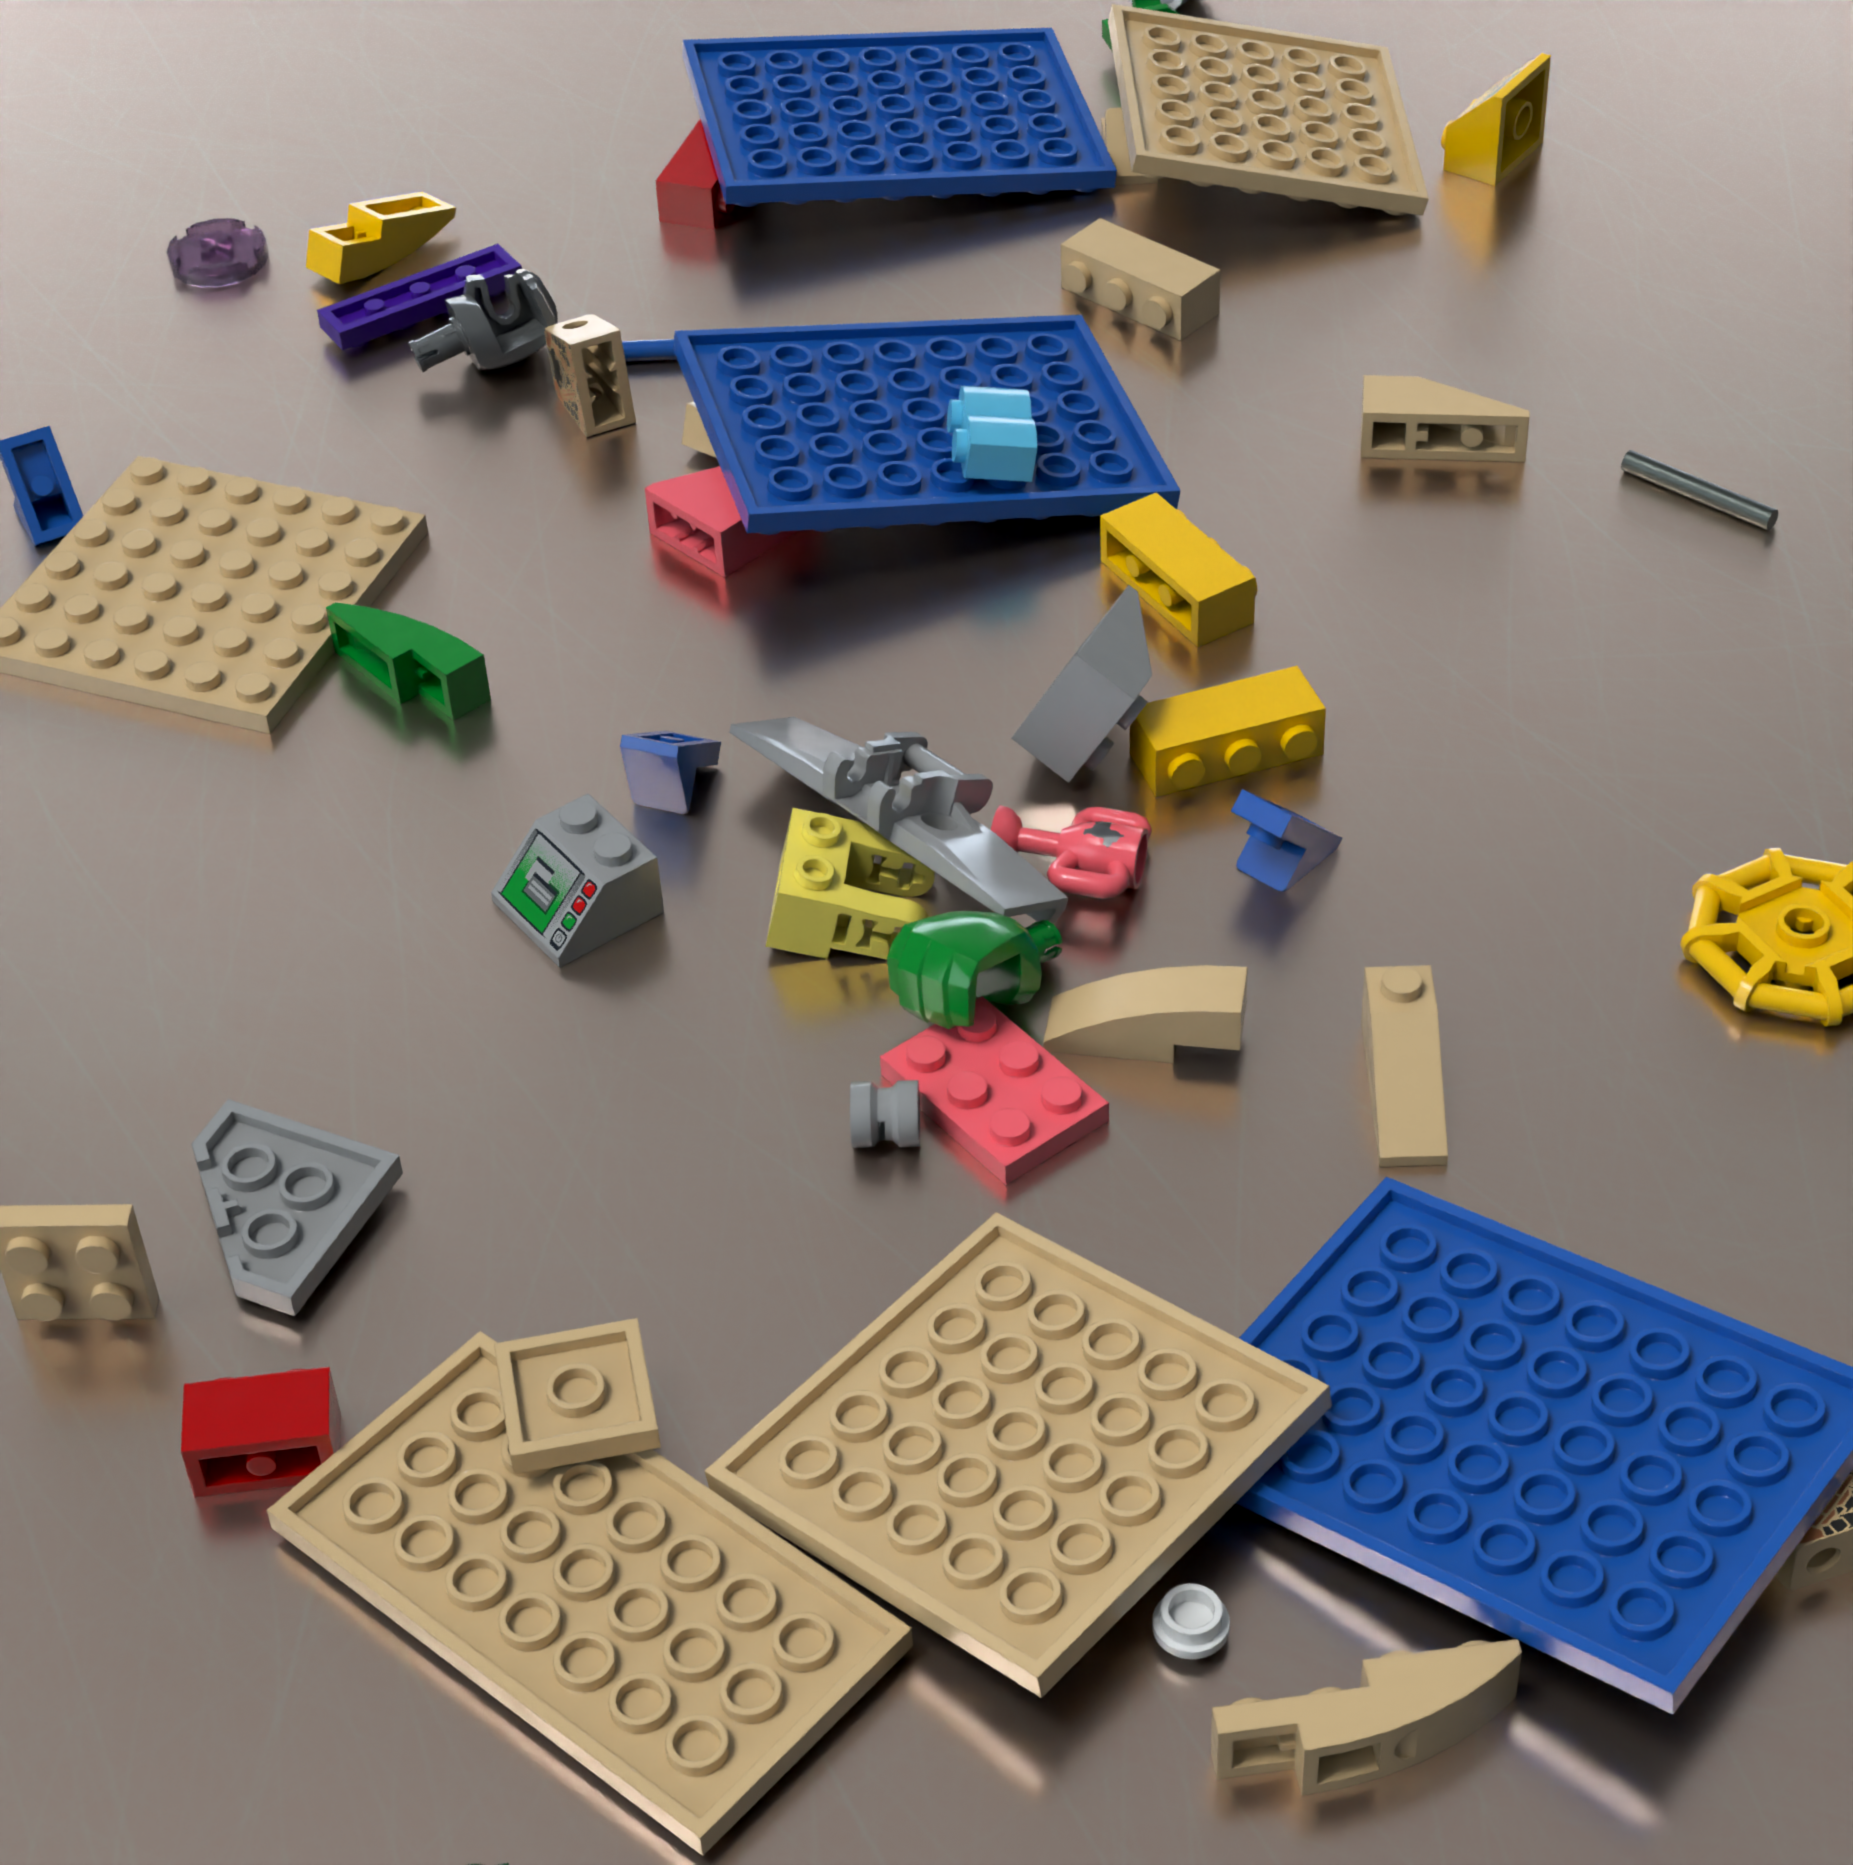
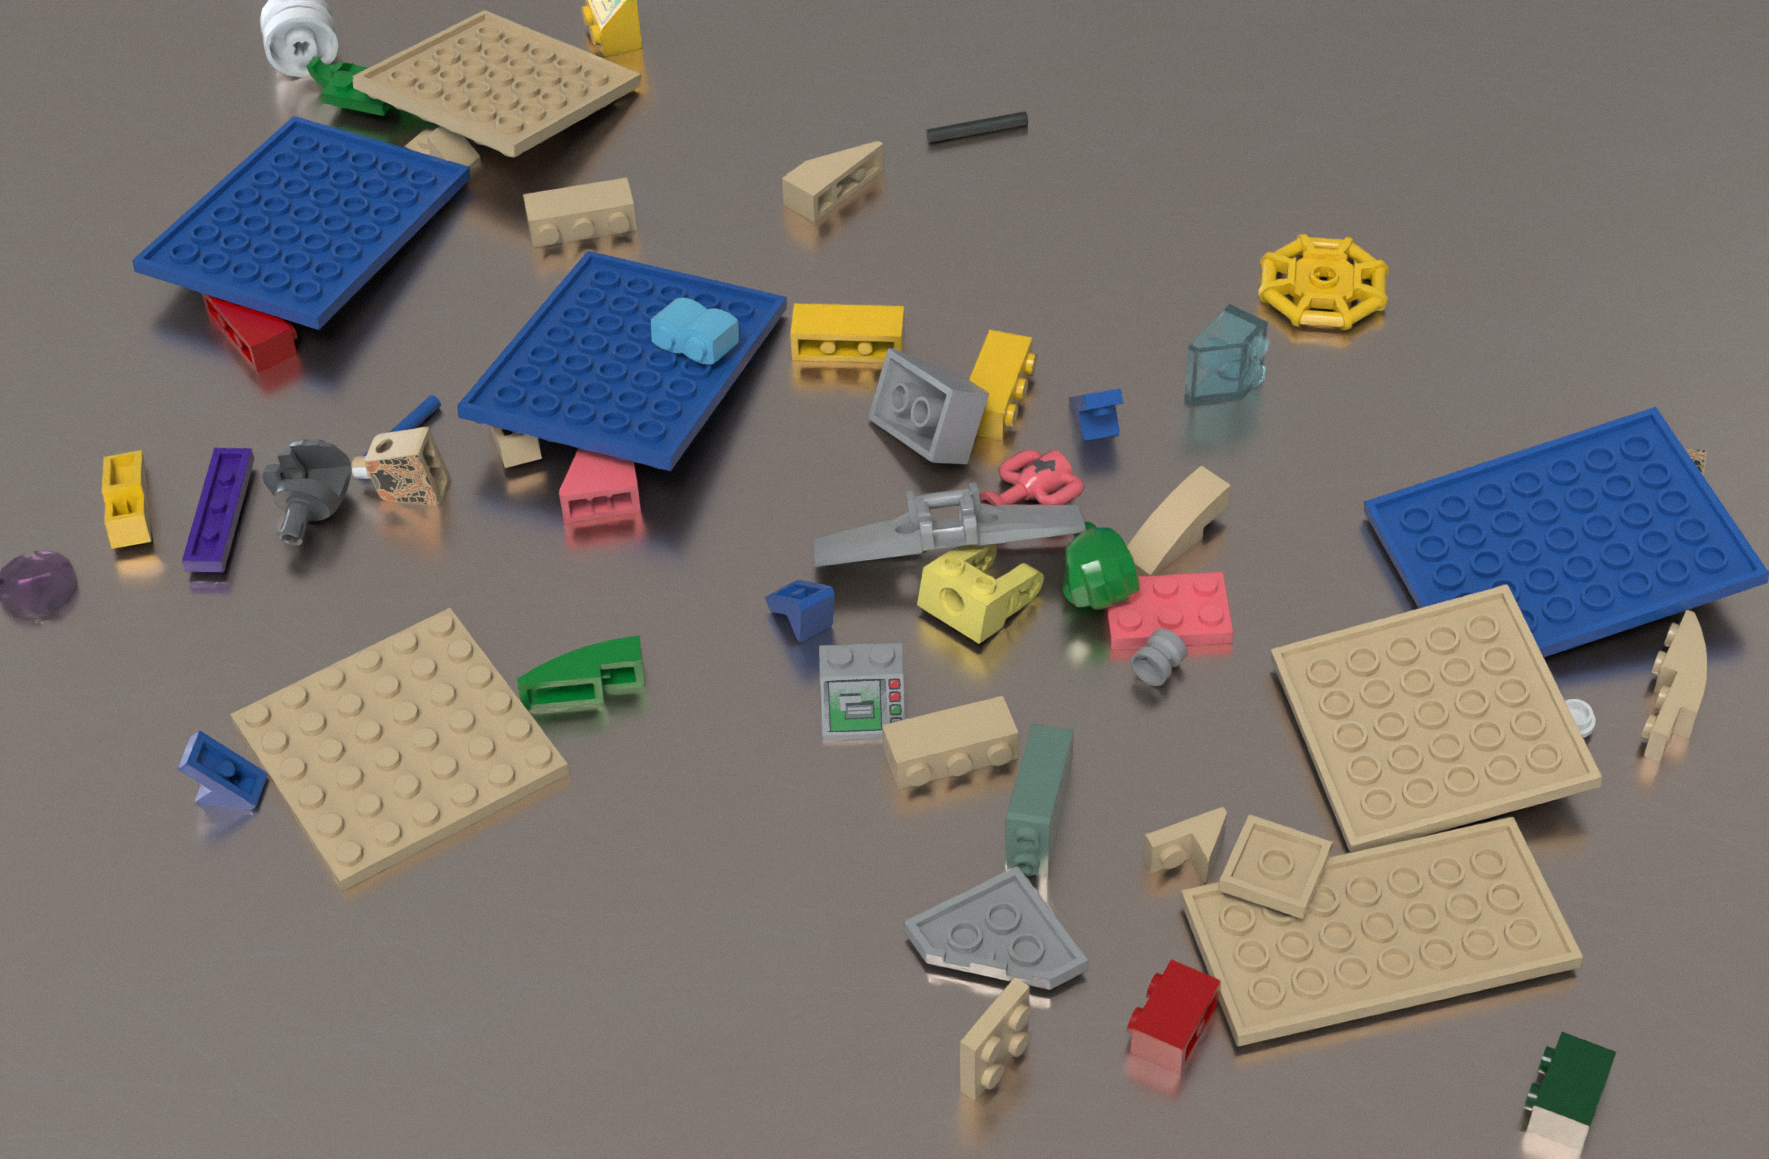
camera: 55 degrees left, 5 degrees up
(517, 1114) = (1038, 800): none -> sand green slope
(562, 998) = (950, 742): none -> tan brick
(570, 1293) = (1191, 839): none -> tan slope
(1404, 1065) = (1291, 454): tan slope -> none
(1490, 895) = (1226, 357): none -> clear light blue slope

